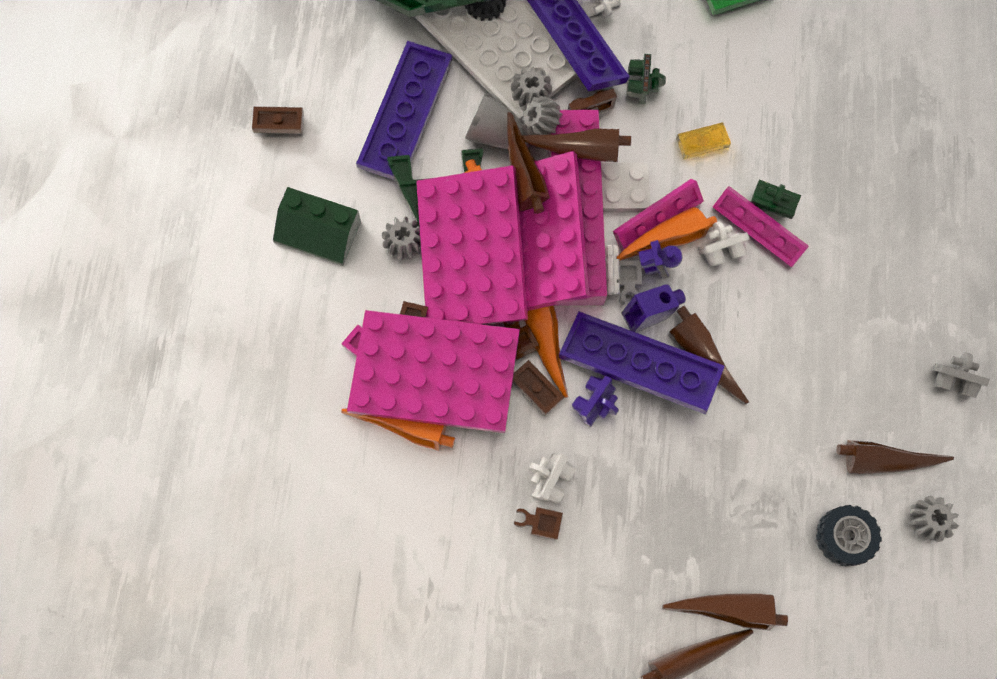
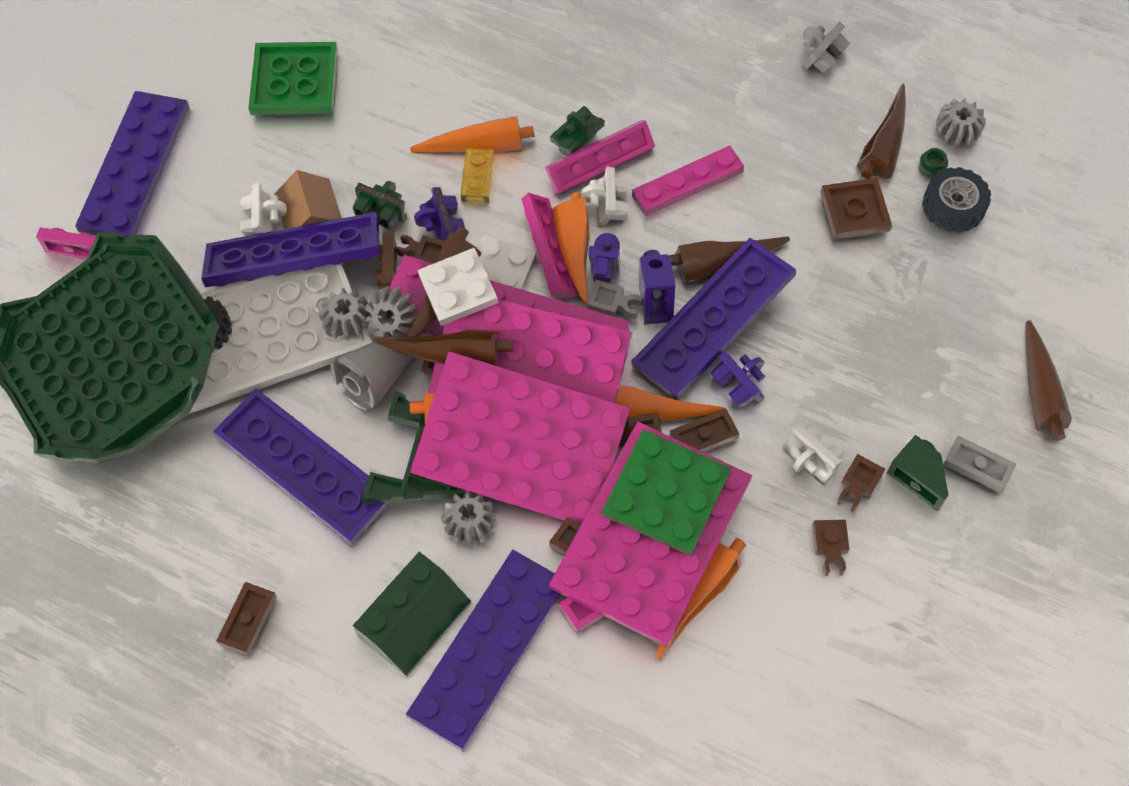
camera: 65 degrees left, 10 degrees down
(308, 287) = (485, 651): none -> dark purple plate
(463, 368) = (666, 492): none -> green plate
(483, 514) = (831, 541): none -> reddish brown plate
(568, 568) = (921, 471): none -> dark green slope
(572, 152) = (457, 286): none -> white plate
(592, 618) = (979, 464): none -> light grey plate
(612, 269) = (592, 304): white axle -> none
(615, 122) = (425, 250): none -> reddish brown plate
(625, 29) = (307, 200): none -> medium nougat slope
(660, 122) = (436, 212): none -> dark purple hips
(742, 136) = (497, 135): none -> orange piece
(743, 610) = (1004, 324): reddish brown piece -> none
(770, 304) = (687, 180): none -> dark pink plate
(801, 450) = (855, 208): none -> reddish brown plate
(880, 506) = (933, 161): none -> dark green plate

